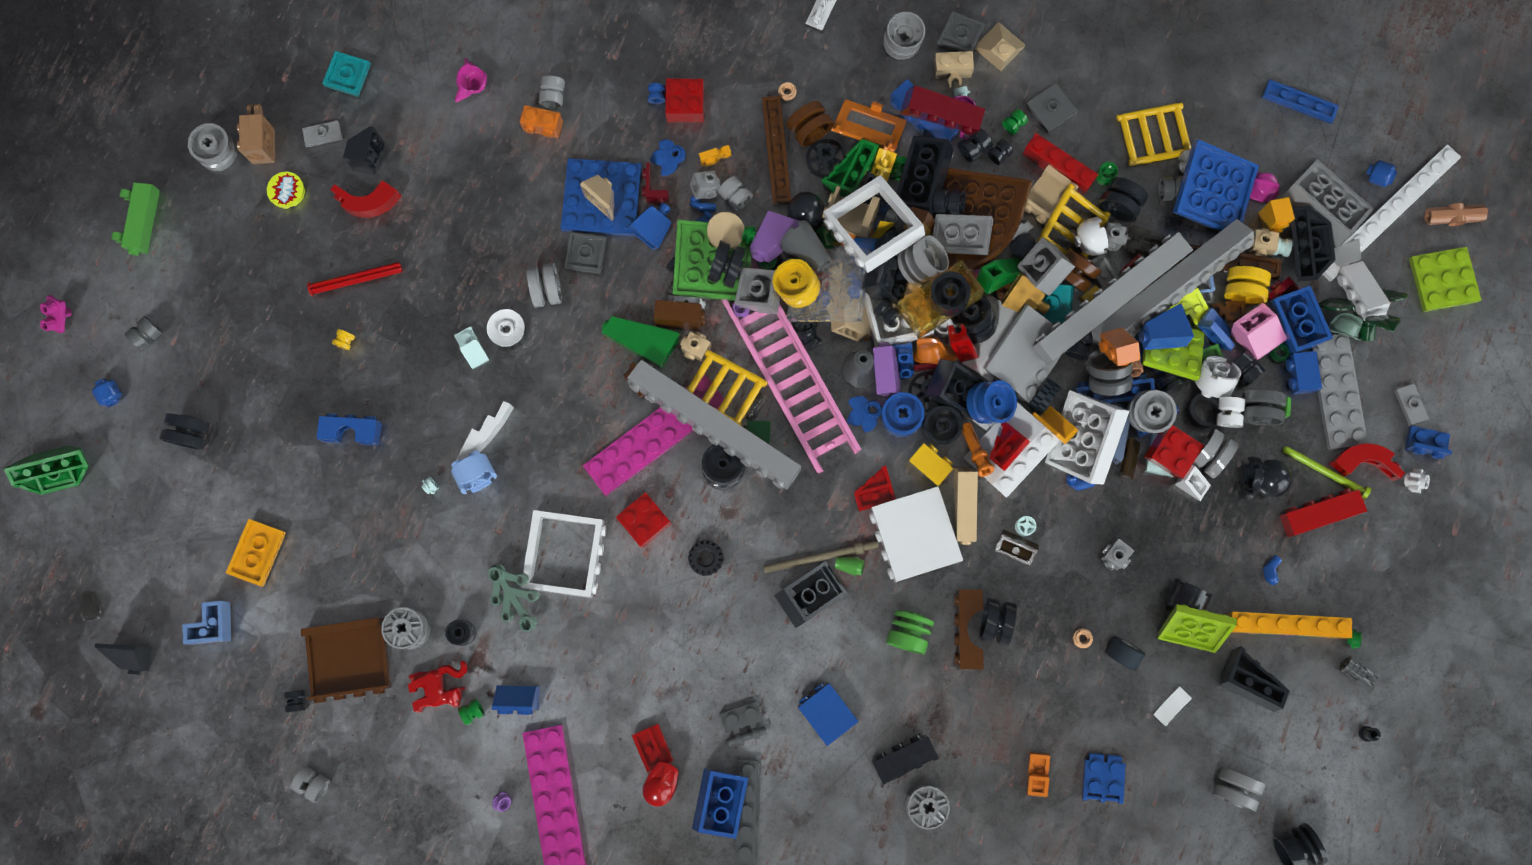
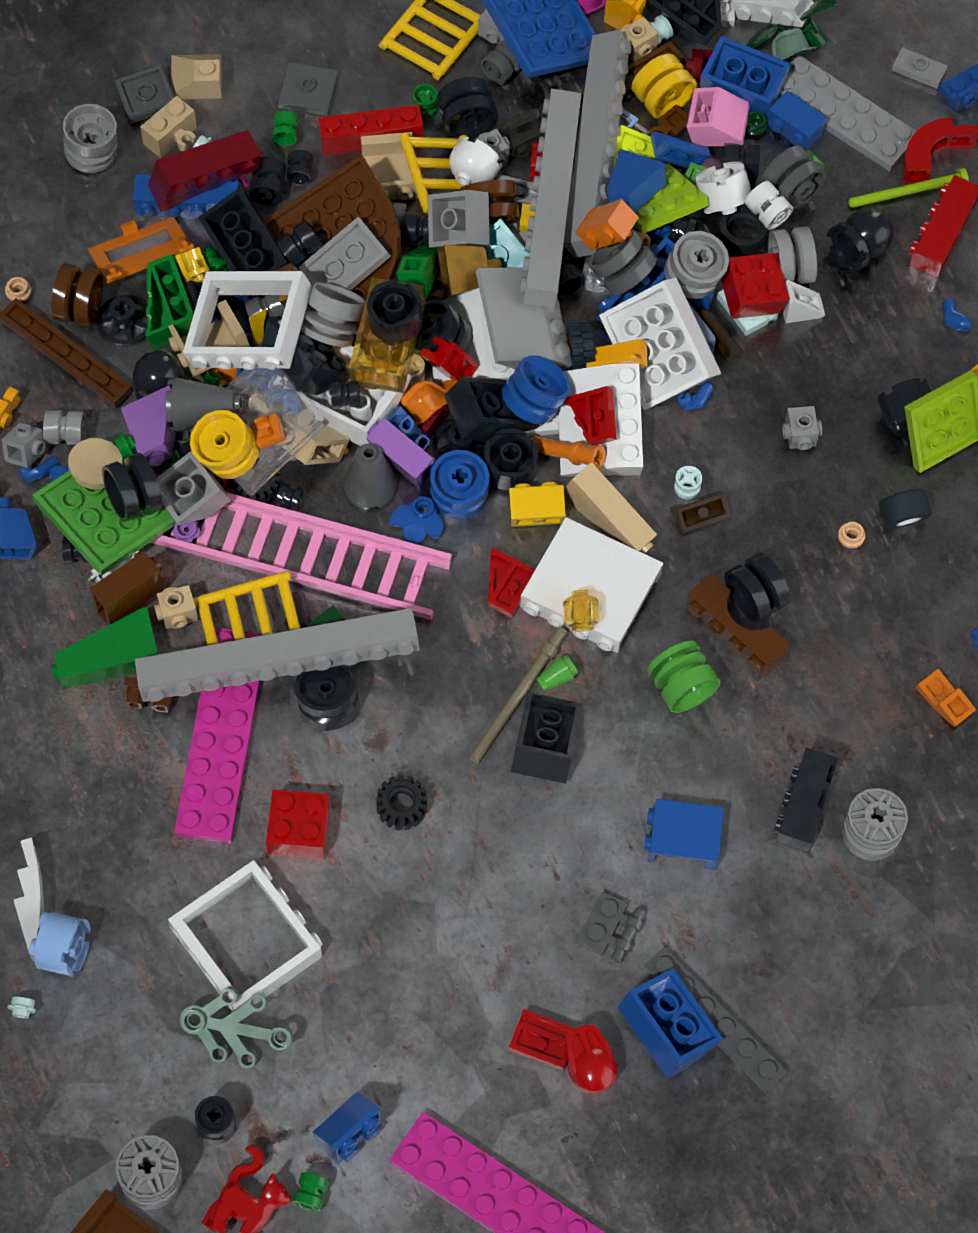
camera: 50 degrees left, 15 degrees down
(825, 297) = (268, 431): none -> orange tile
(890, 548) = (581, 611): none -> clear yellow head

